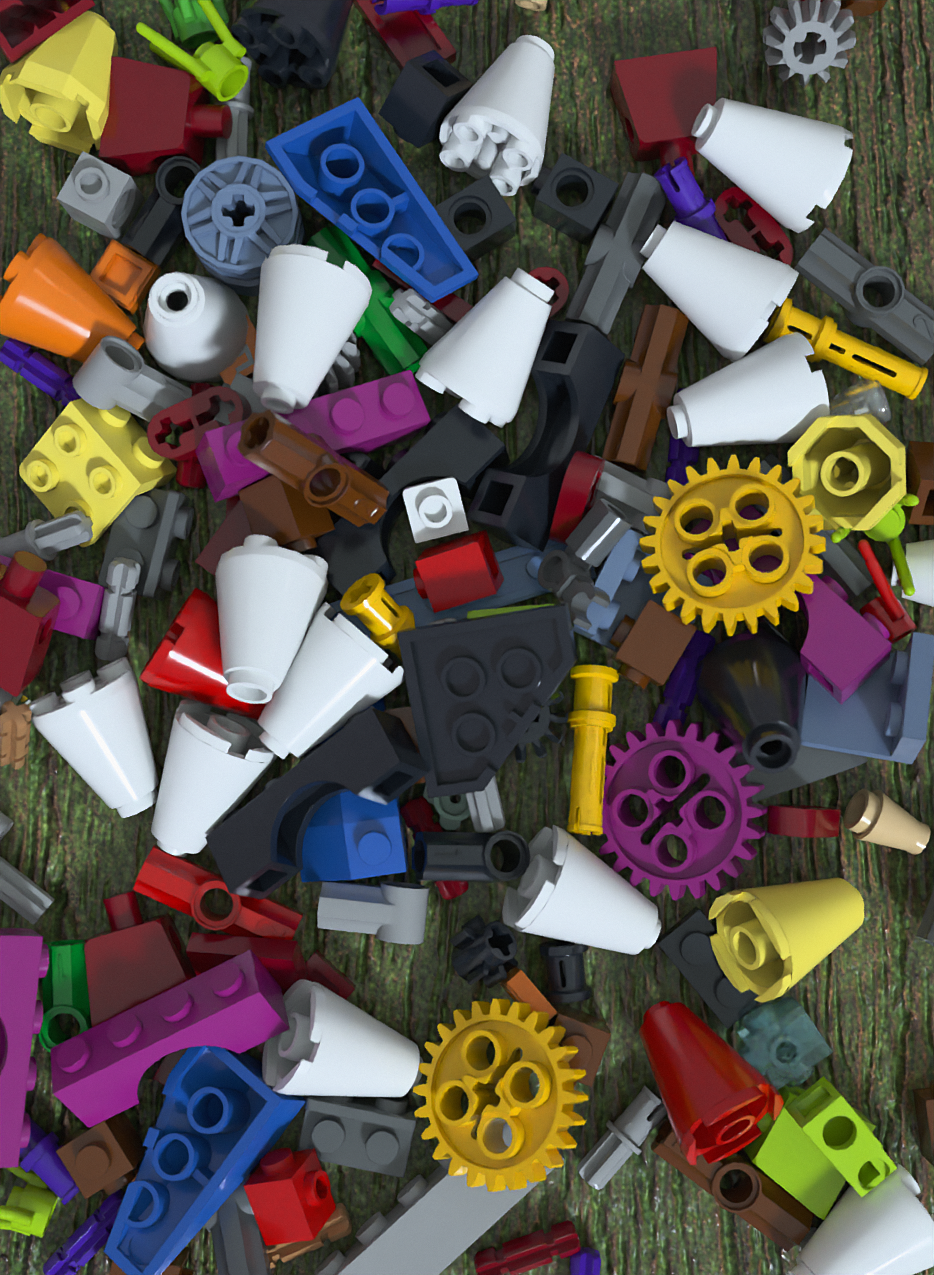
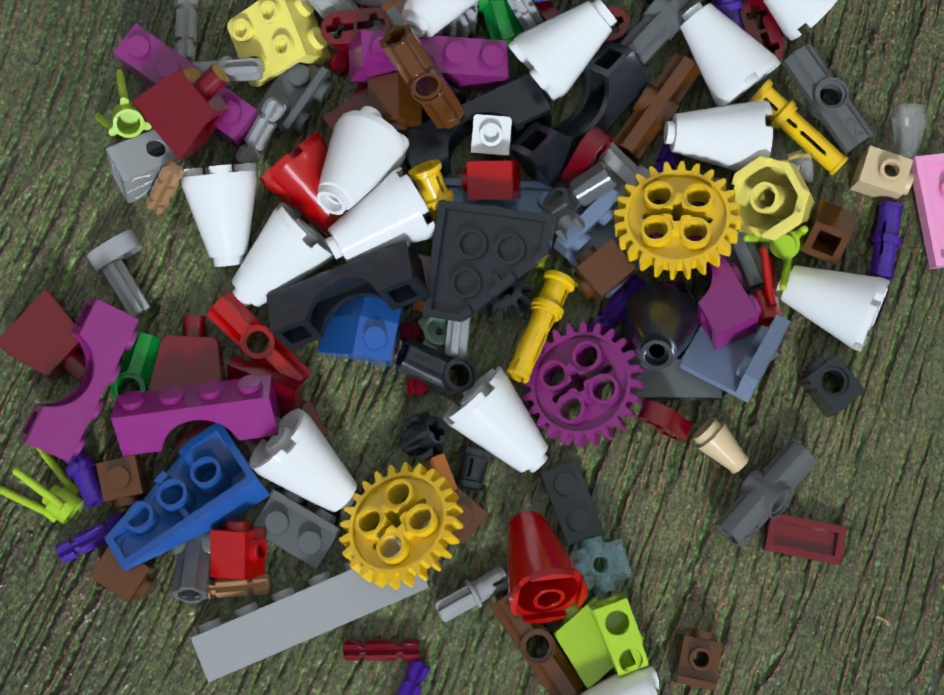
camera: 15 degrees right, 5 degrees down
(388, 910) = (367, 388): light grey piece -> none
(782, 931) = (626, 486): light yellow cone -> none

